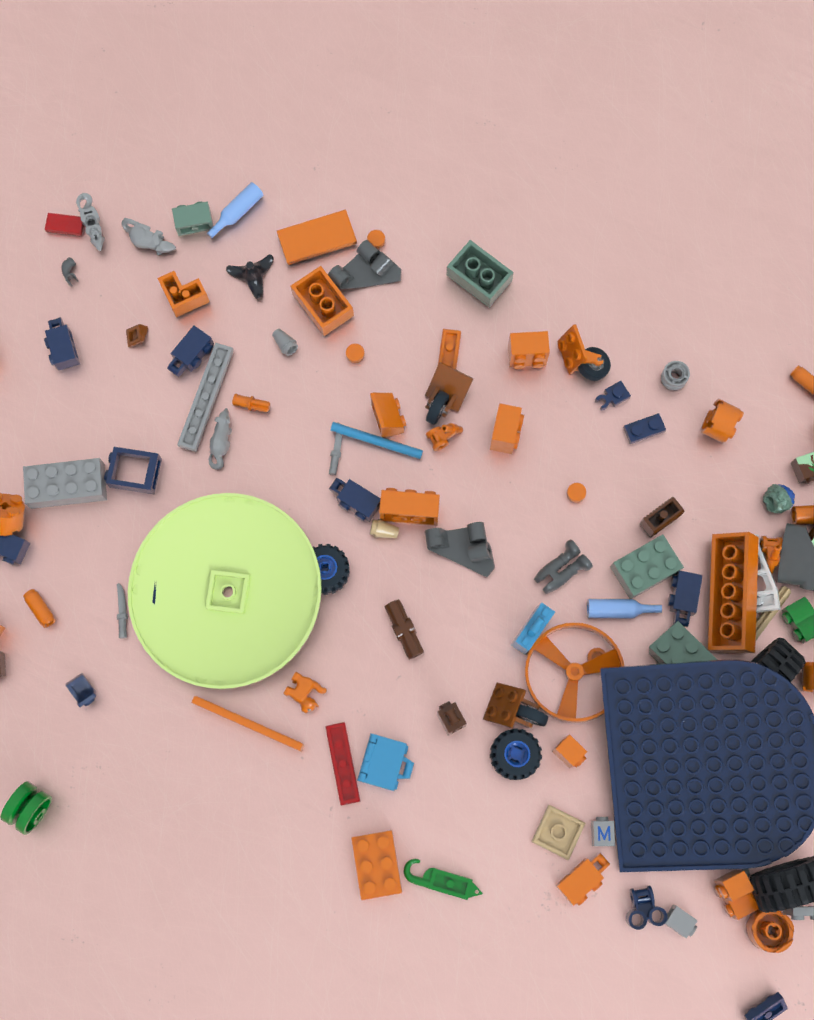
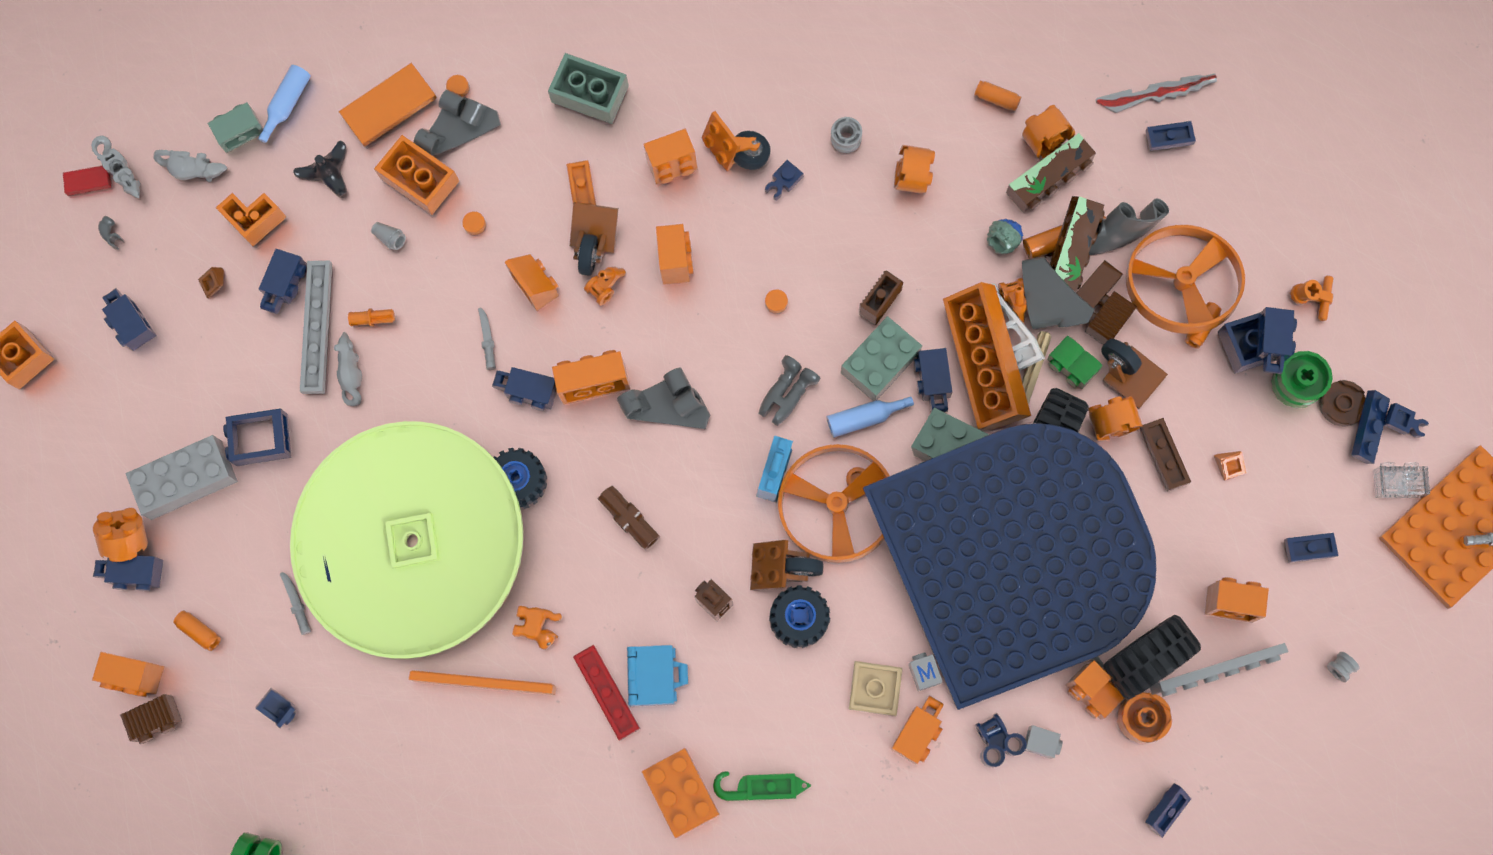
camera: 15 degrees left, 0 degrees up
(376, 440) = (529, 314): dark azure piece -> none
(383, 529) = (569, 412): tan cone -> none
(570, 752) = (859, 593): orange brick -> none
(644, 428) = (830, 205): dark blue plate -> none

